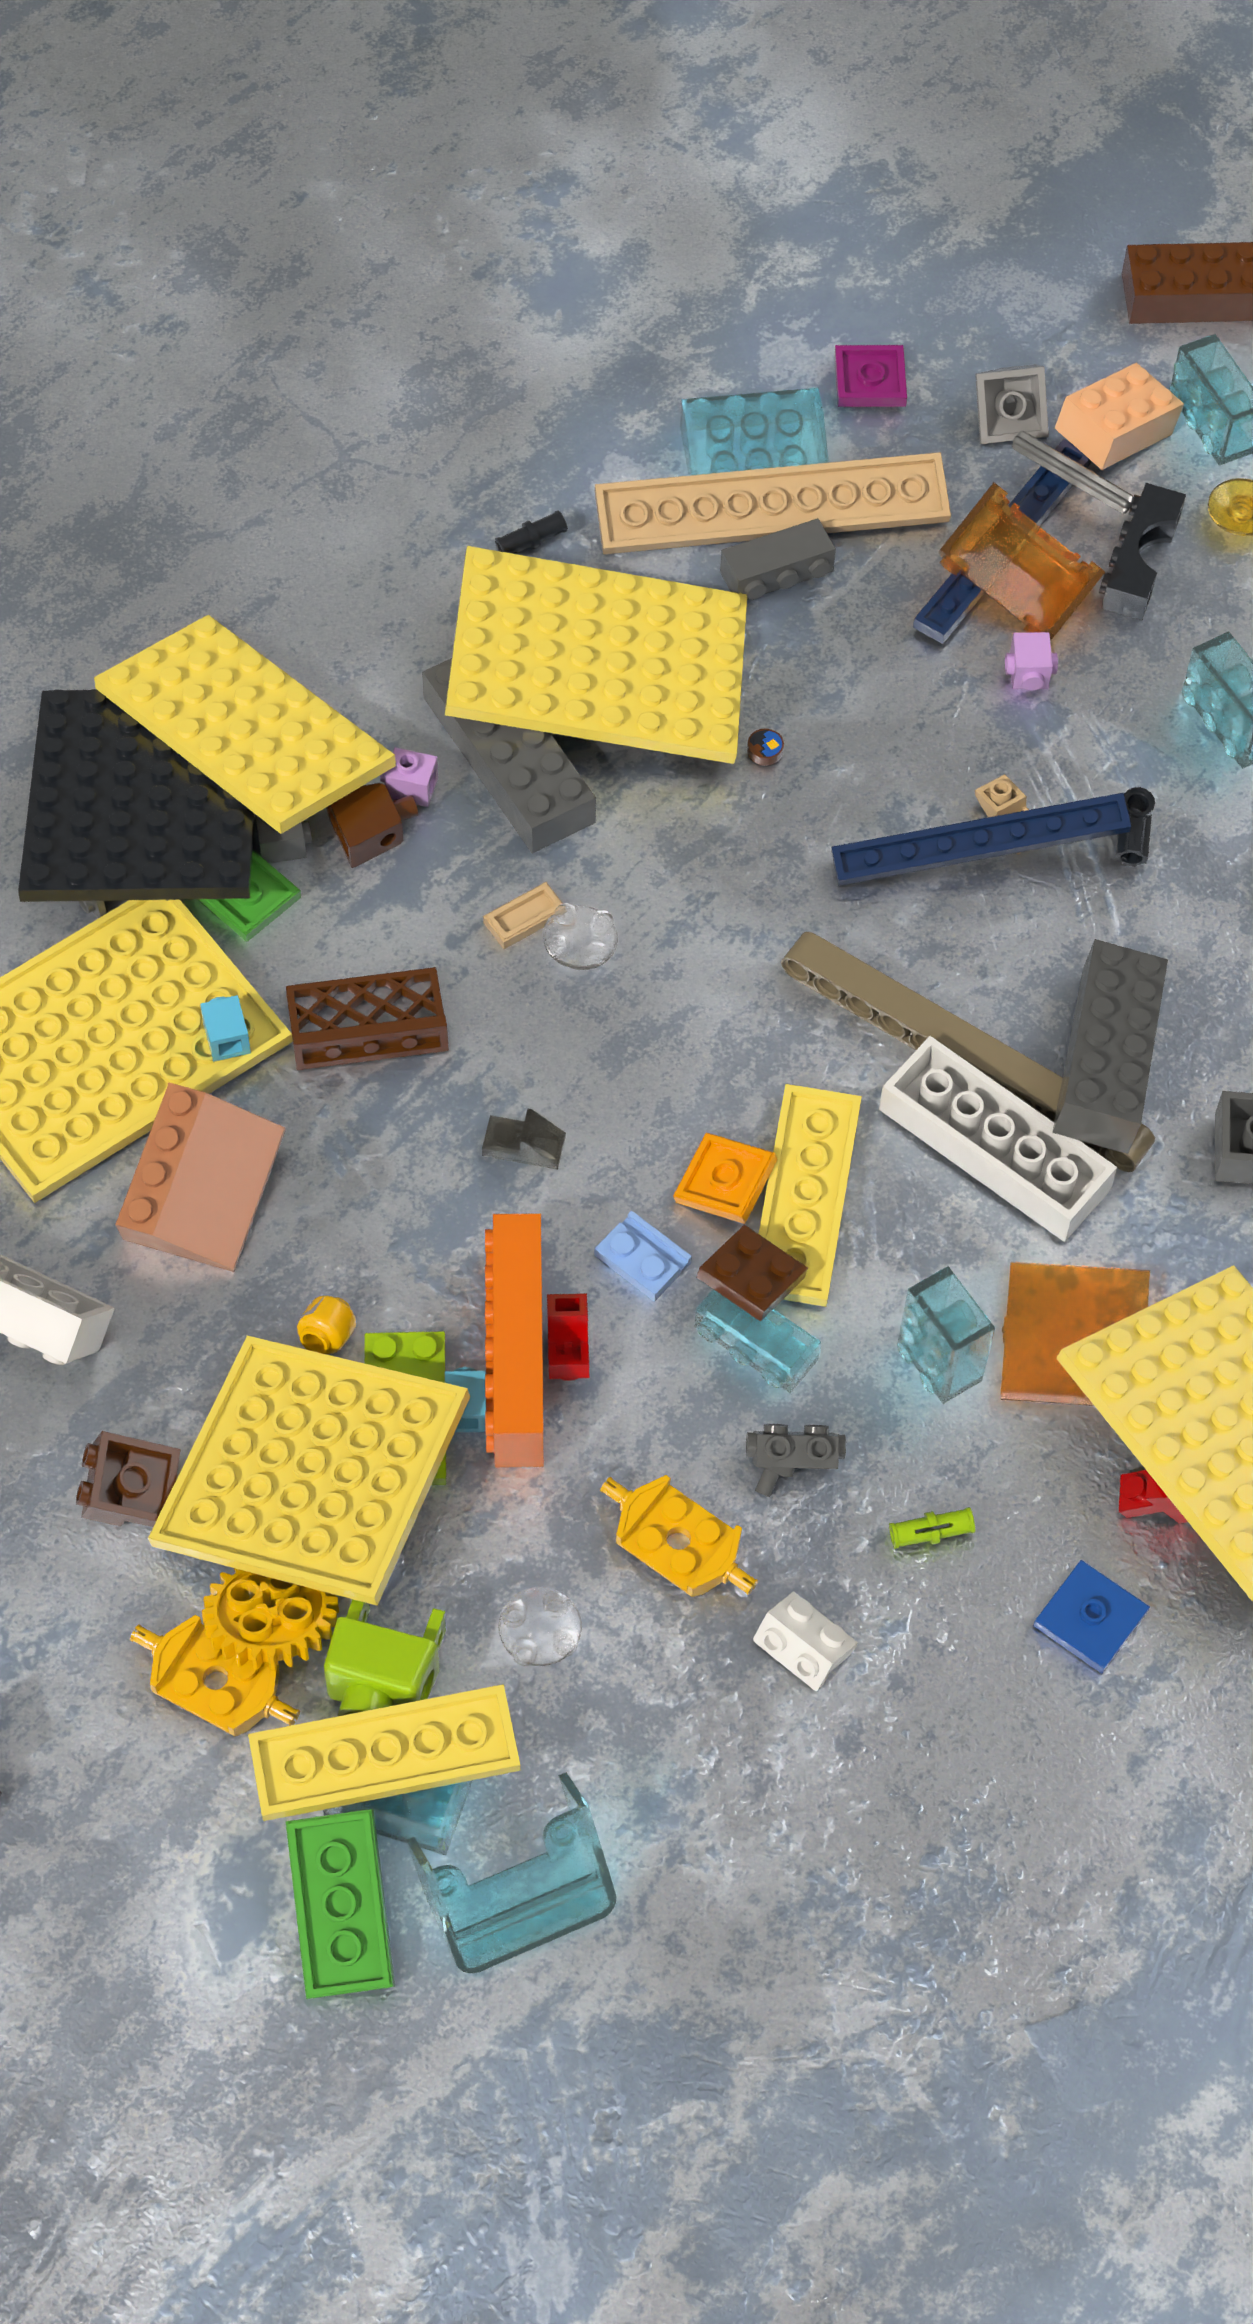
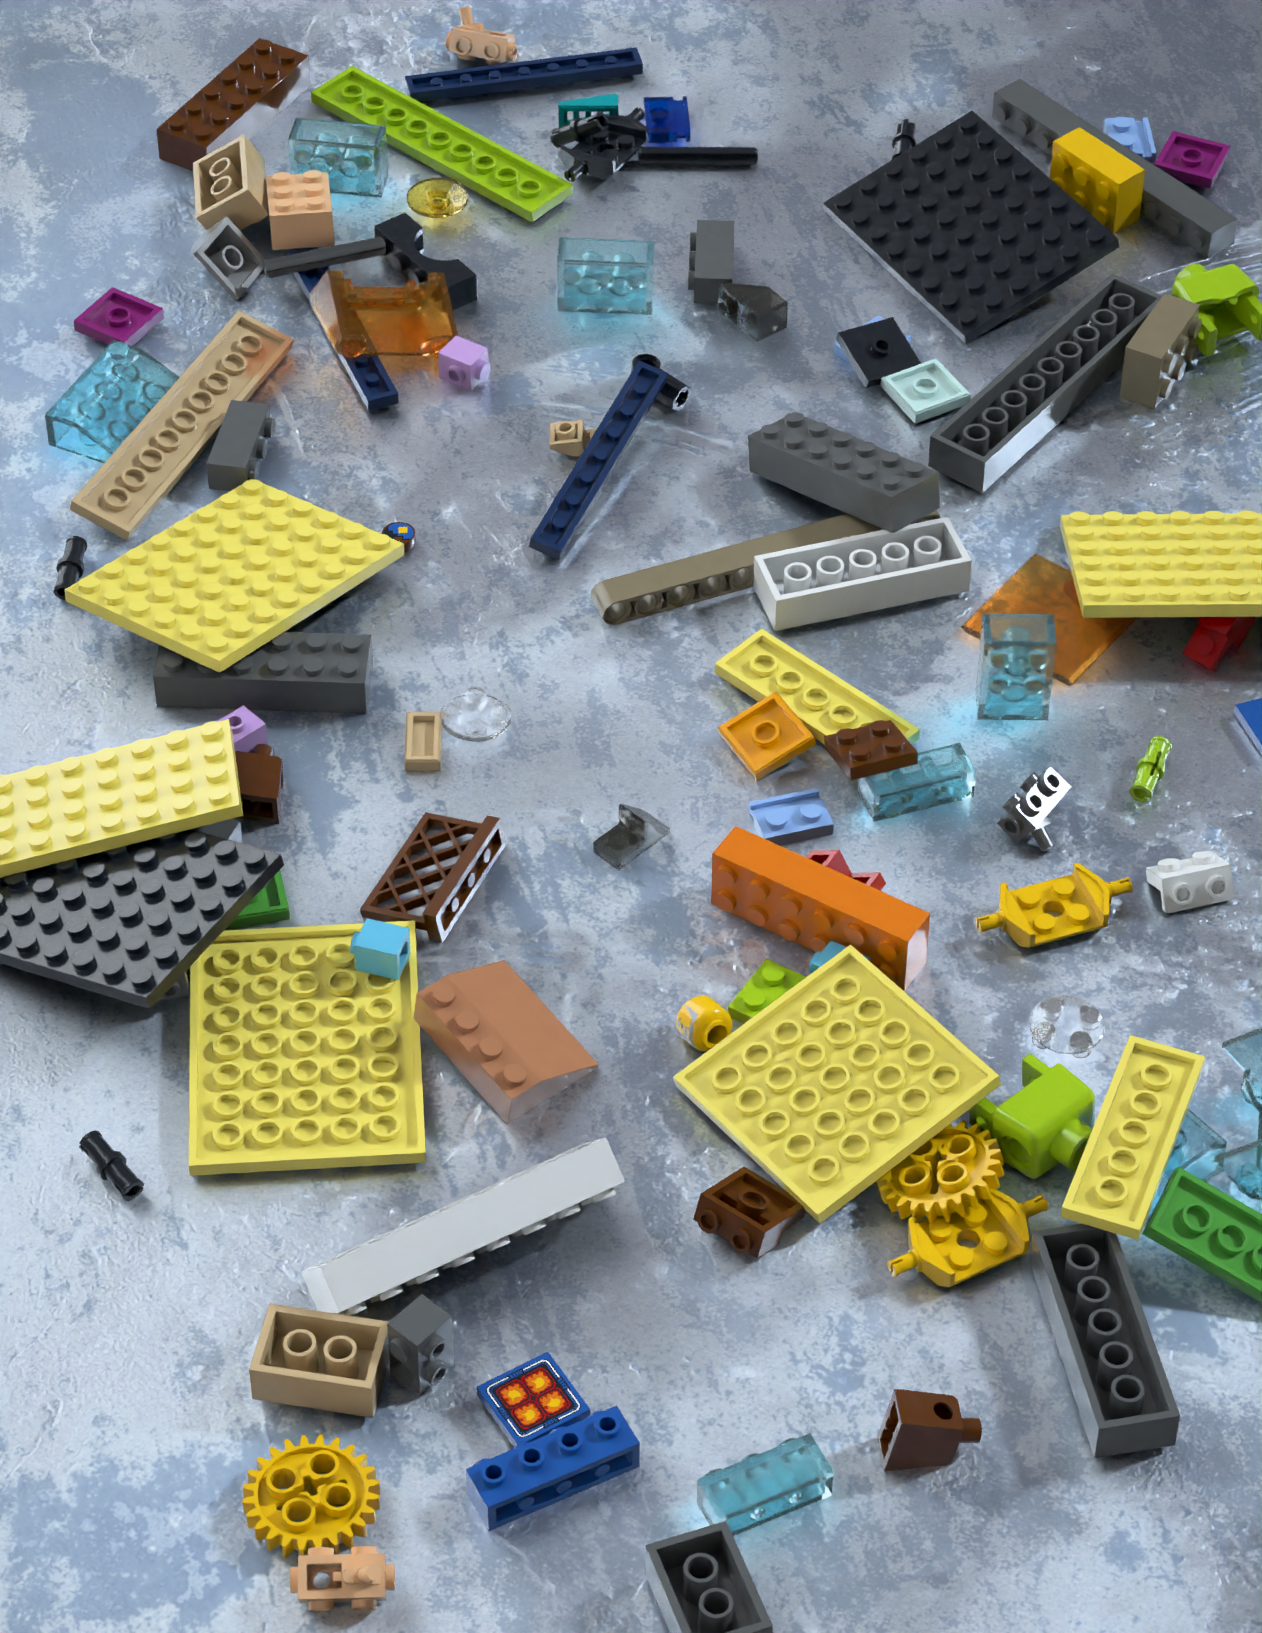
camera: 55 degrees left, 15 degrees down
(150, 1853) = (1104, 1340): none -> dark grey brick
(1098, 345) = (231, 185): none -> tan brick

